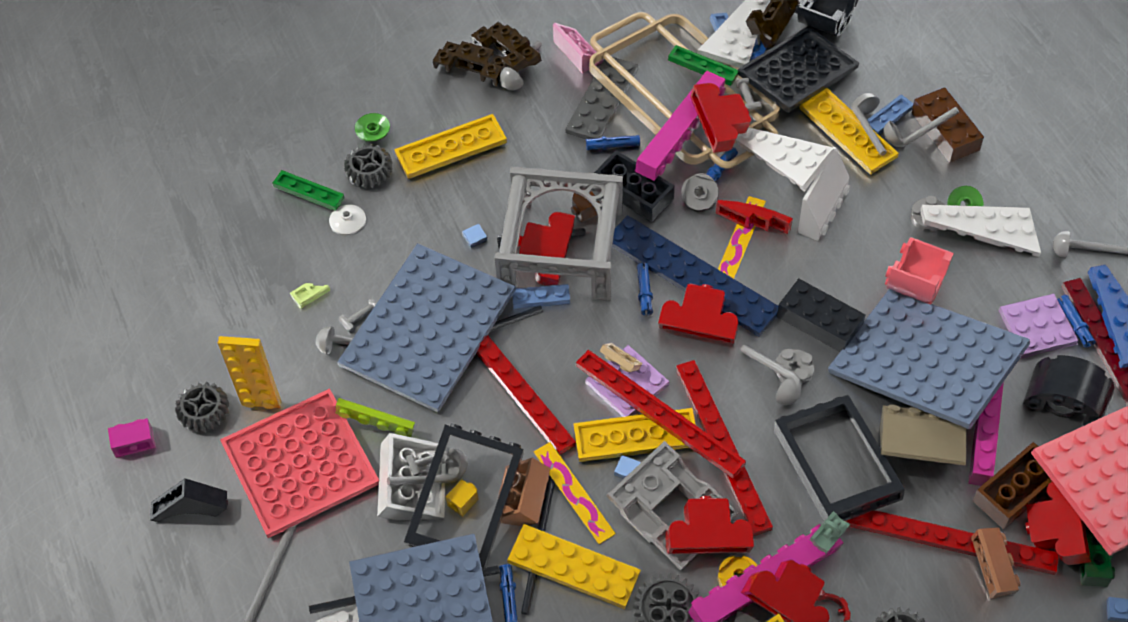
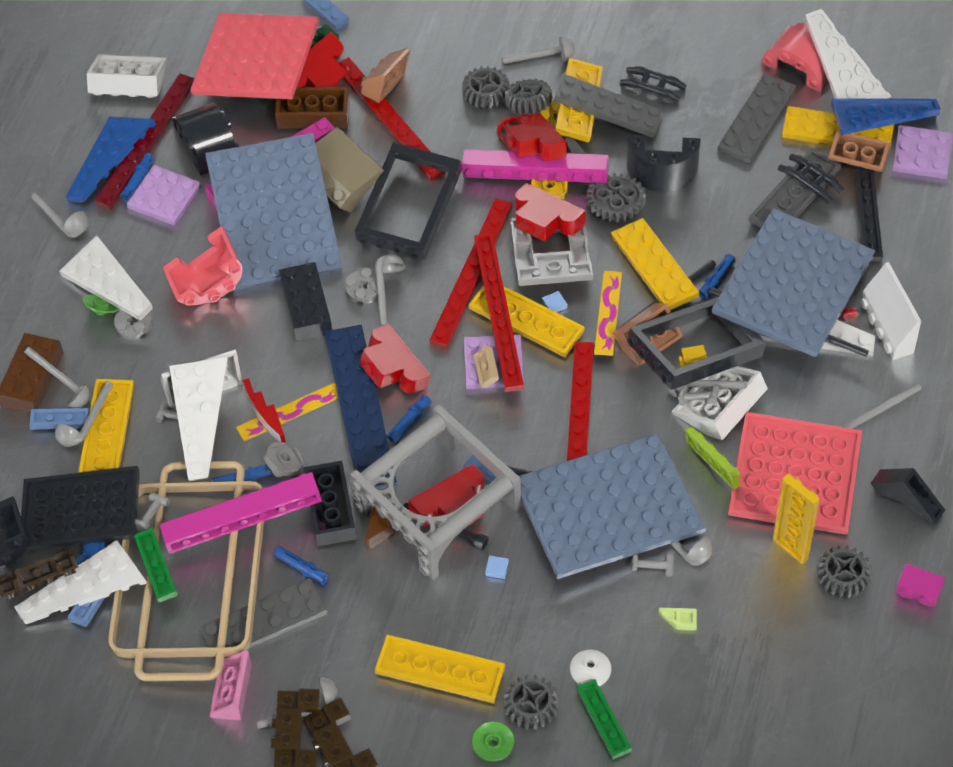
camera: 140 degrees left, 0 degrees up
(720, 115) = (209, 481): red brick -> none
(829, 532) = (471, 148): sand green hips -> none

